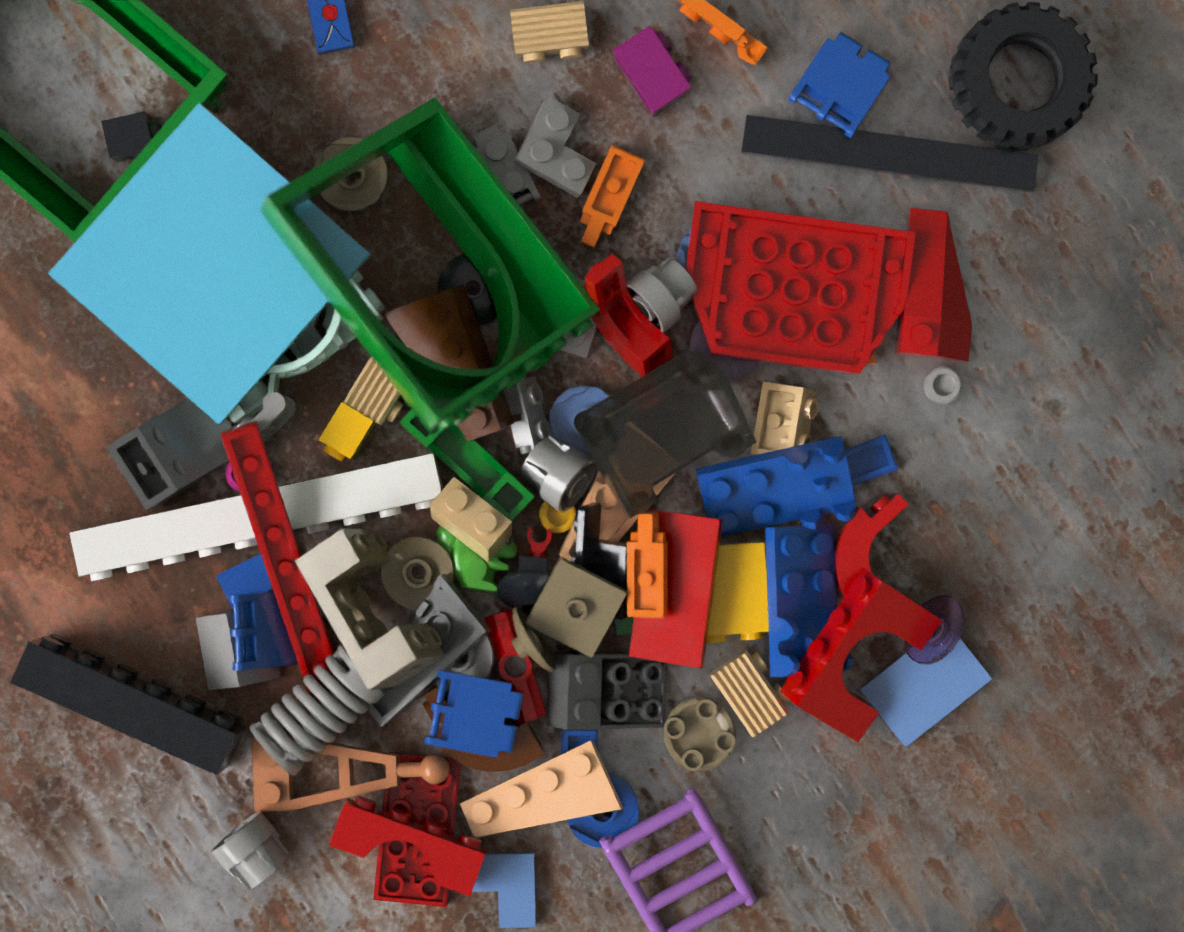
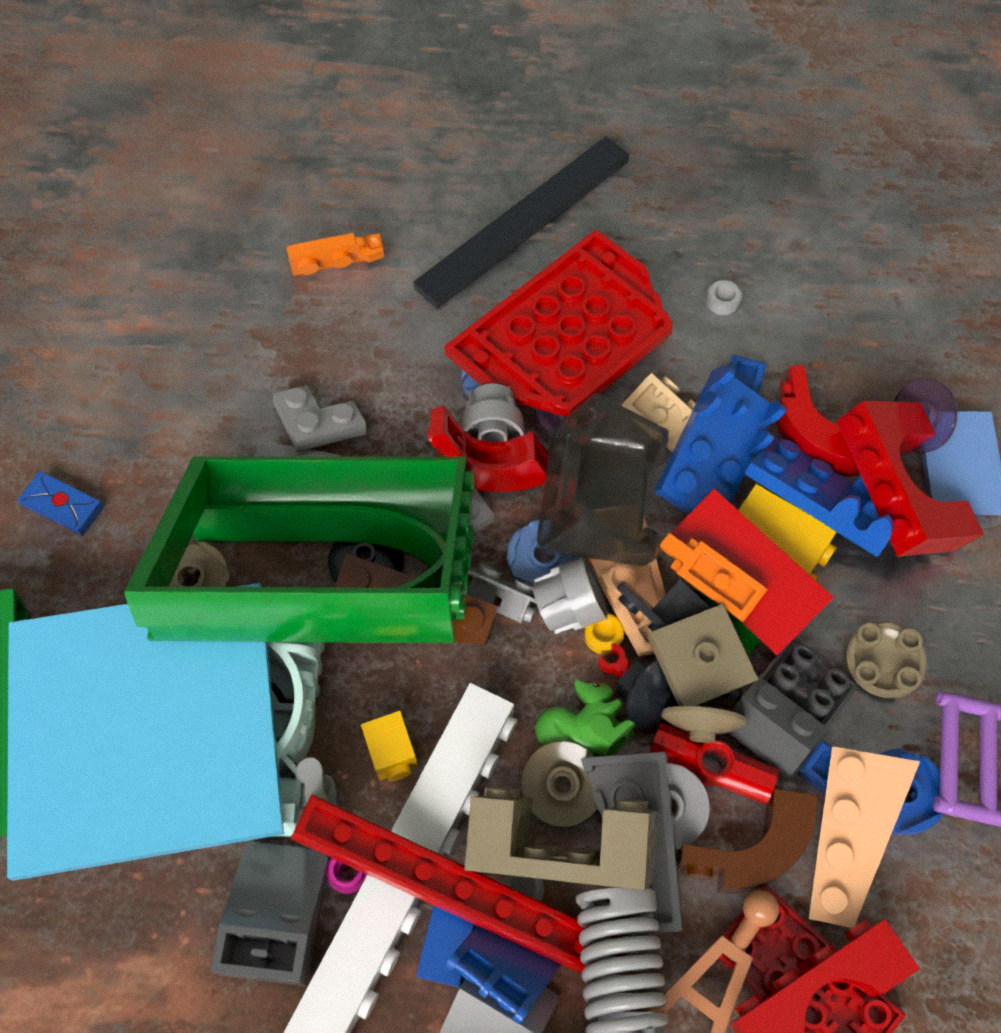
camera: 55 degrees left, 25 degrees down
(375, 395) = (375, 680): tan brick -> none
(471, 519) = (553, 692): tan brick -> none
(474, 466) = (538, 657): green arch -> none
(475, 714) = (736, 824): blue plate -> none
(514, 879) = (931, 933): medium blue tile -> none
(549, 31) = (229, 360): tan brick -> none
(609, 194) = (385, 408): orange hinge -> none
(652, 70) = (323, 316): magenta brick -> none
(750, 692) = (878, 591): tan brick -> none
(842, 83) = (448, 209): blue plate -> none
(936, 310) = (673, 270): red wedge -> none
(1063, 49) = (544, 73): black tyre -> none

